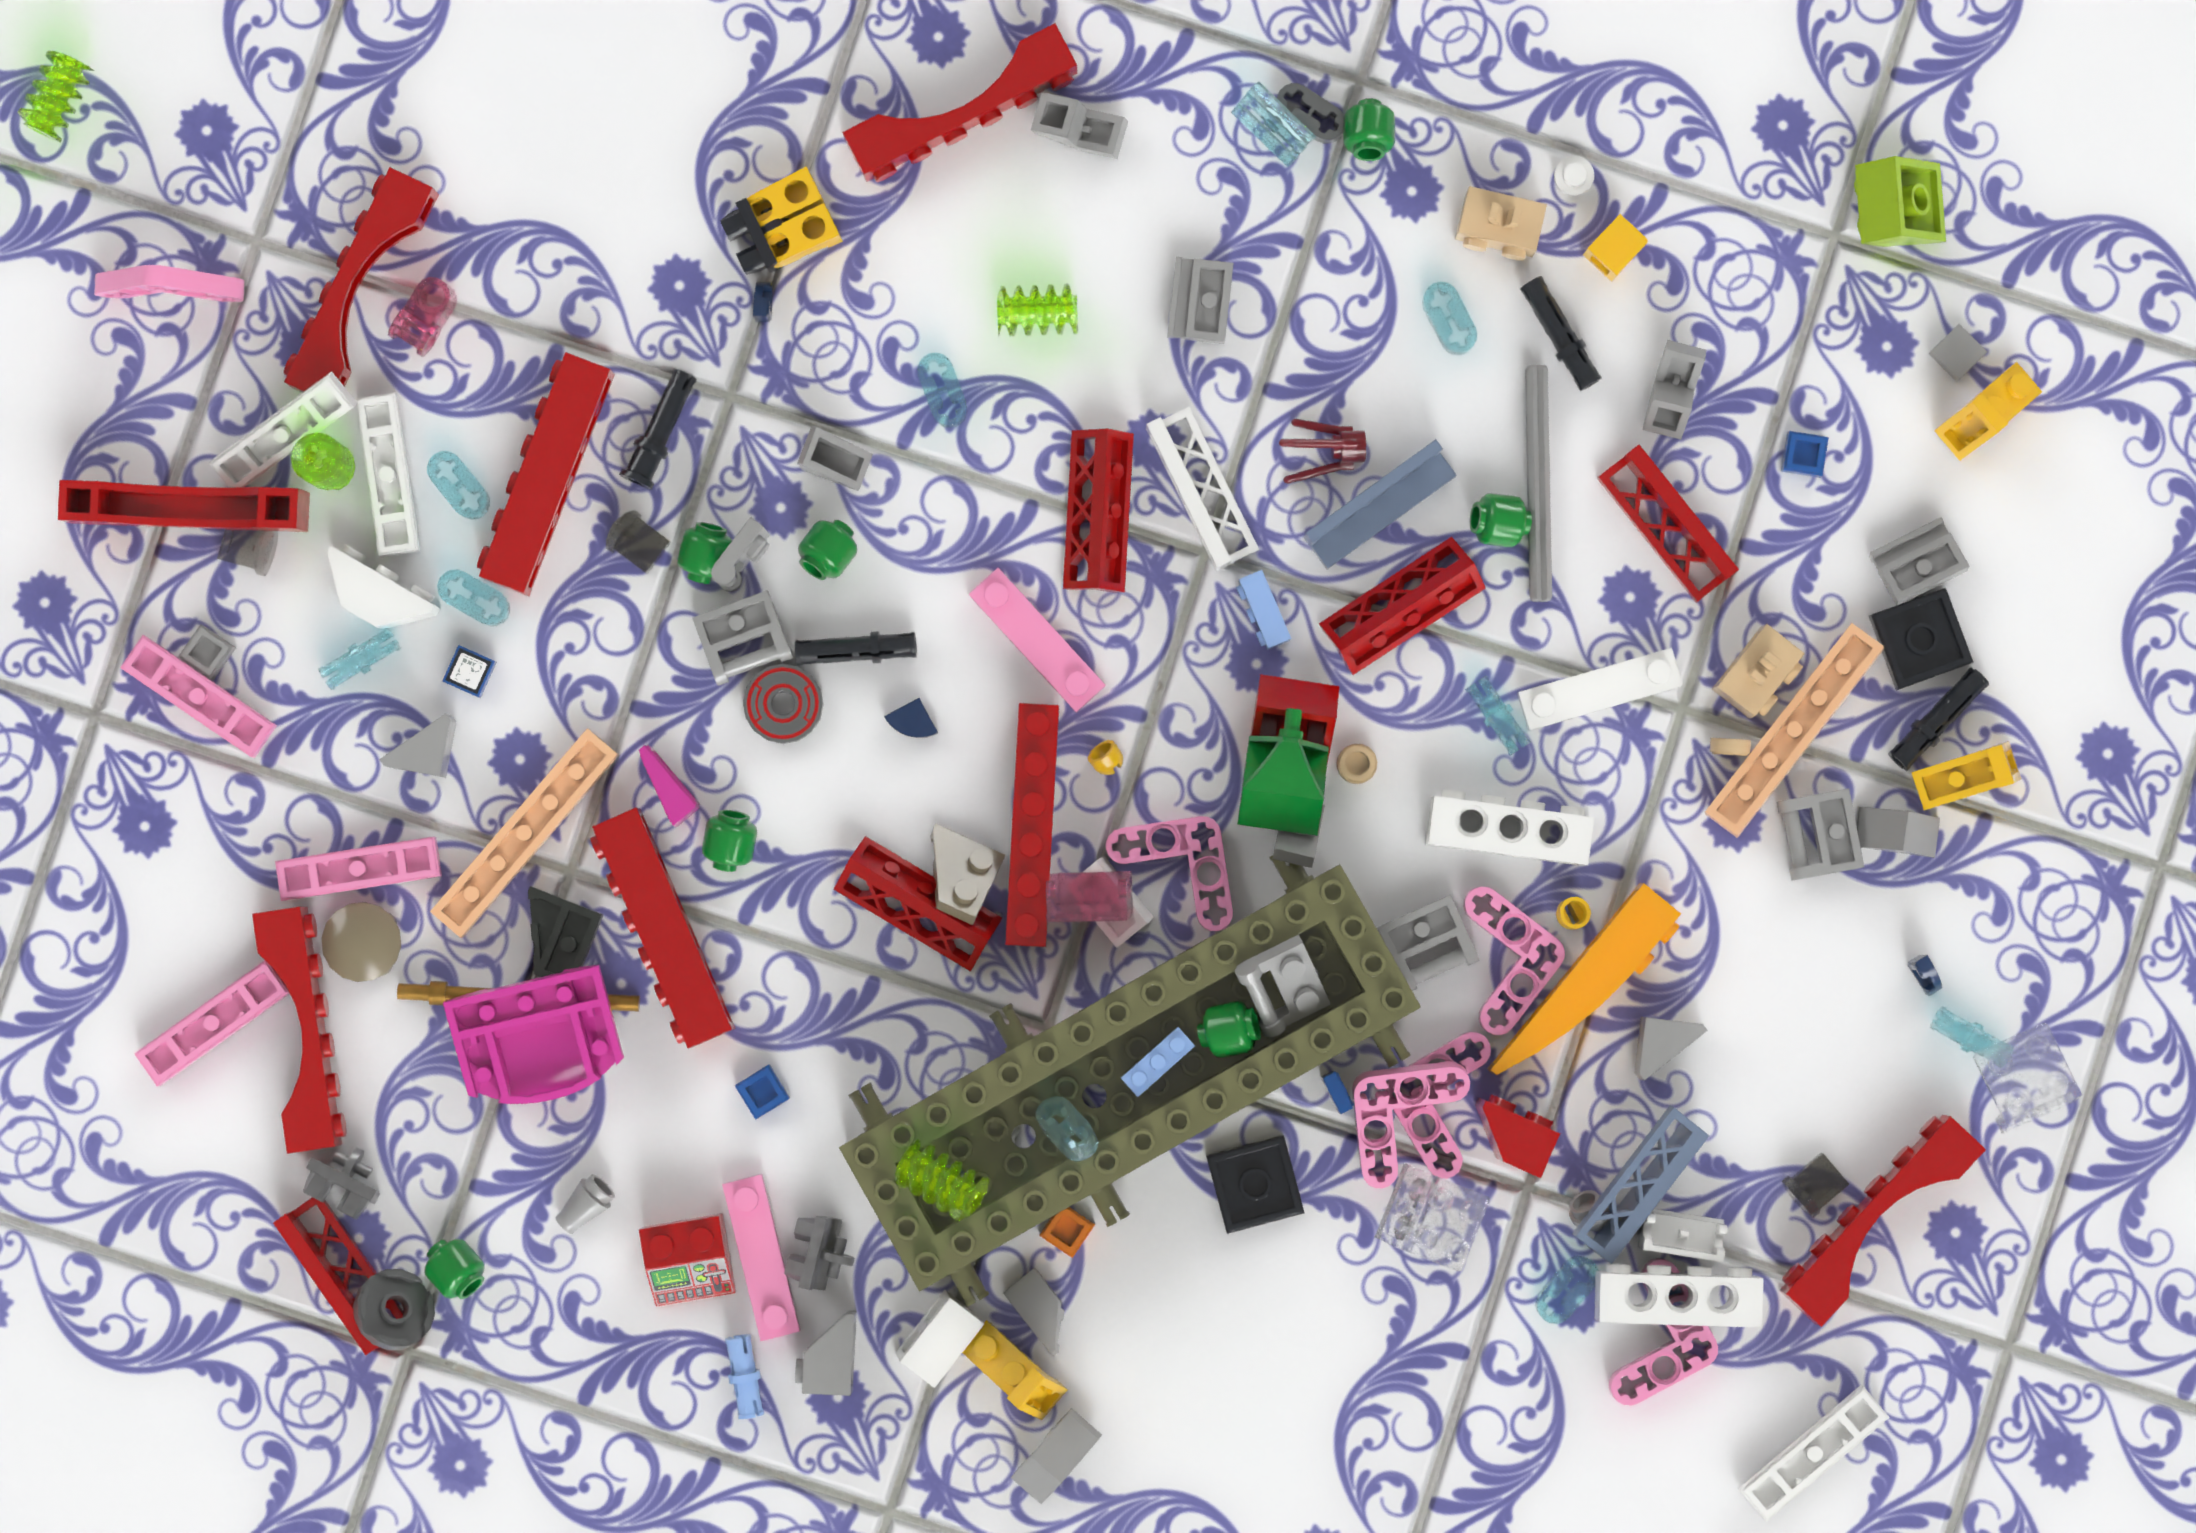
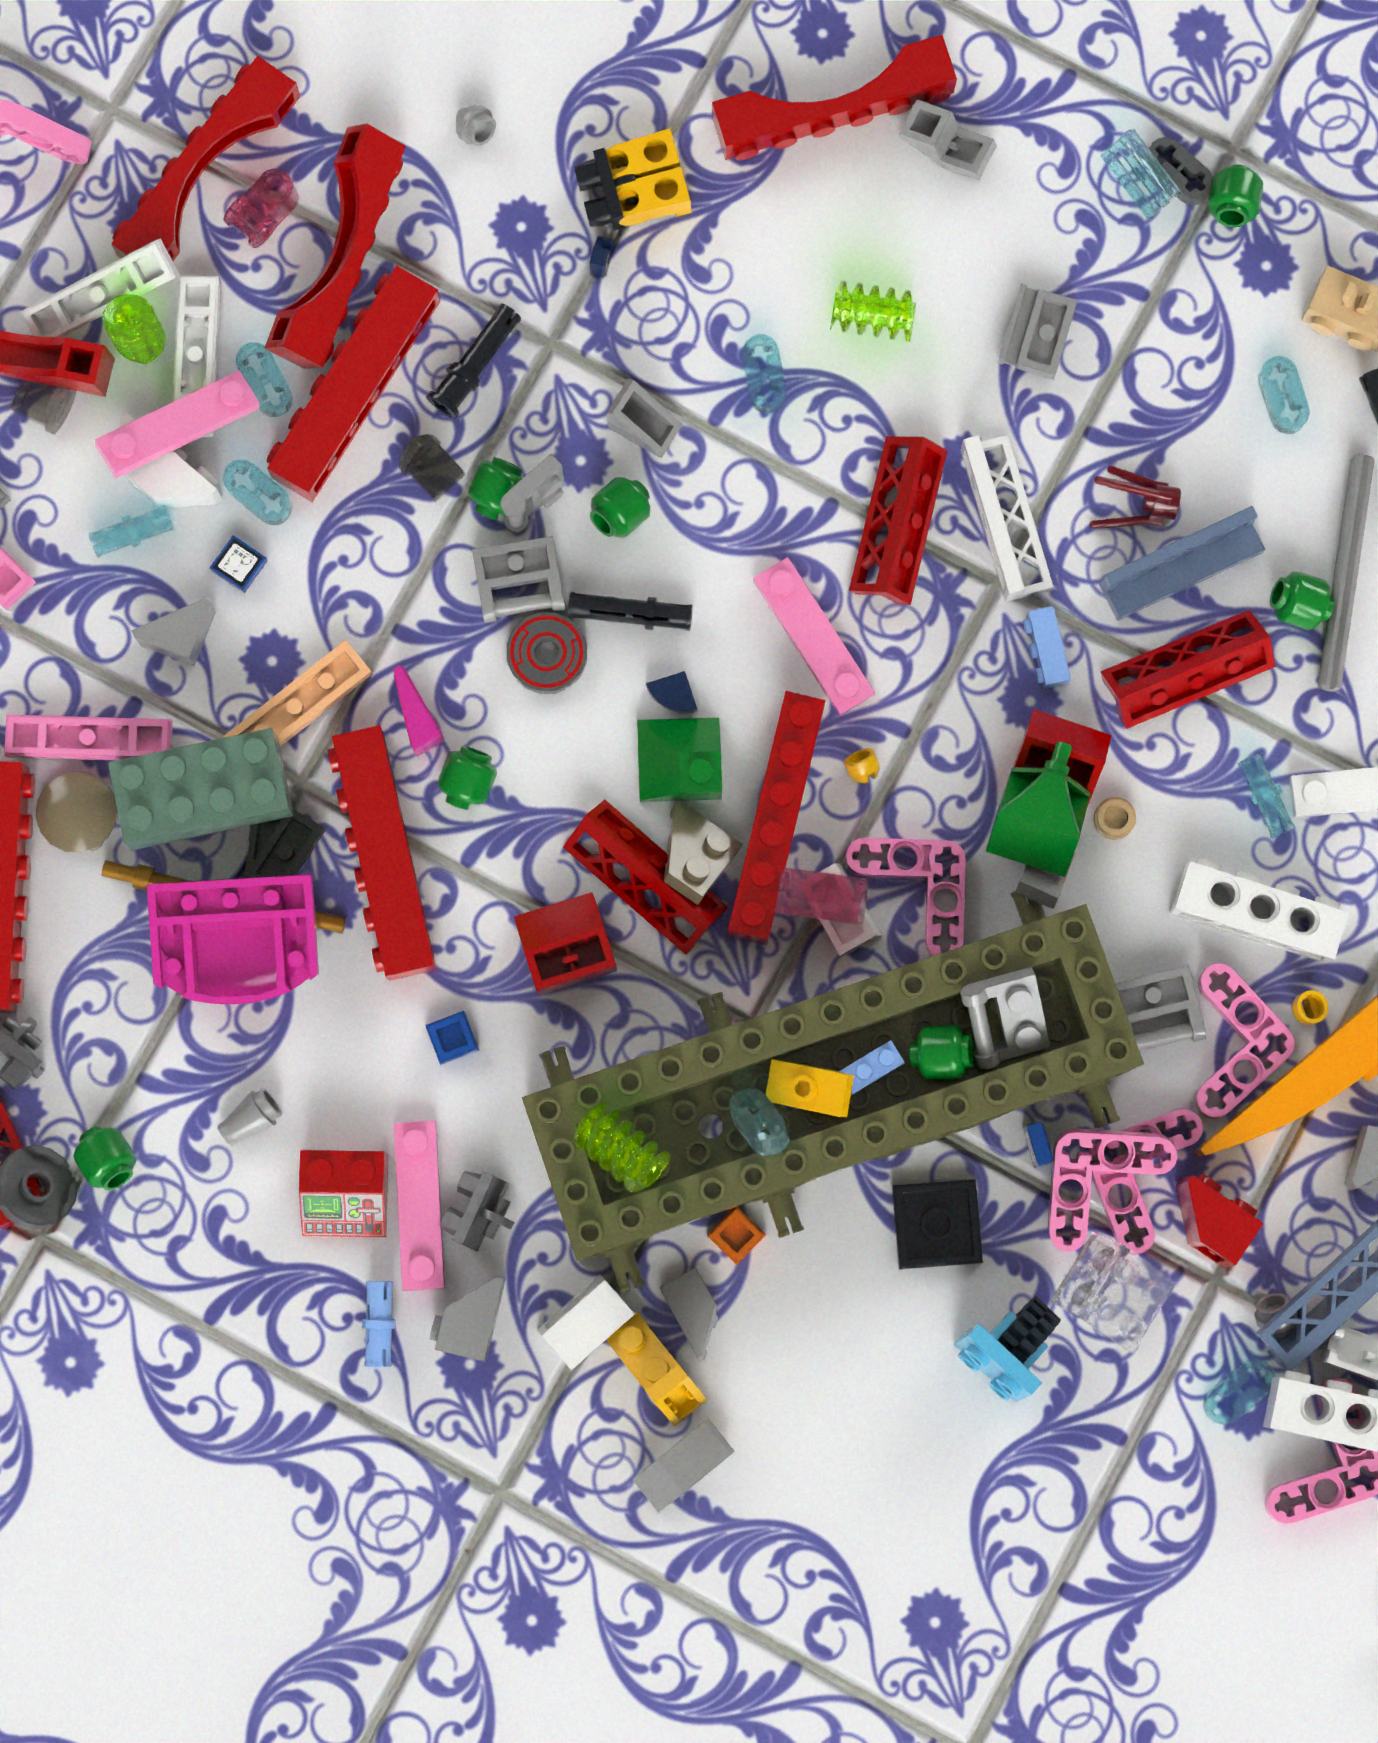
camera: 10 degrees right, 5 degrees down
(383, 549) = (177, 424): none -> bright pink plate
(476, 902) = (200, 789): none -> sand green brick
(517, 263) = (364, 173): none -> red arch
(615, 194) = (475, 125): none -> light grey plate
(852, 983) = (565, 943): none -> red slope
(929, 783) = (679, 759): none -> green slope
(1109, 1087) = (809, 1088): none -> yellow plate
(1344, 1290) = (1010, 1349): none -> medium azure plate

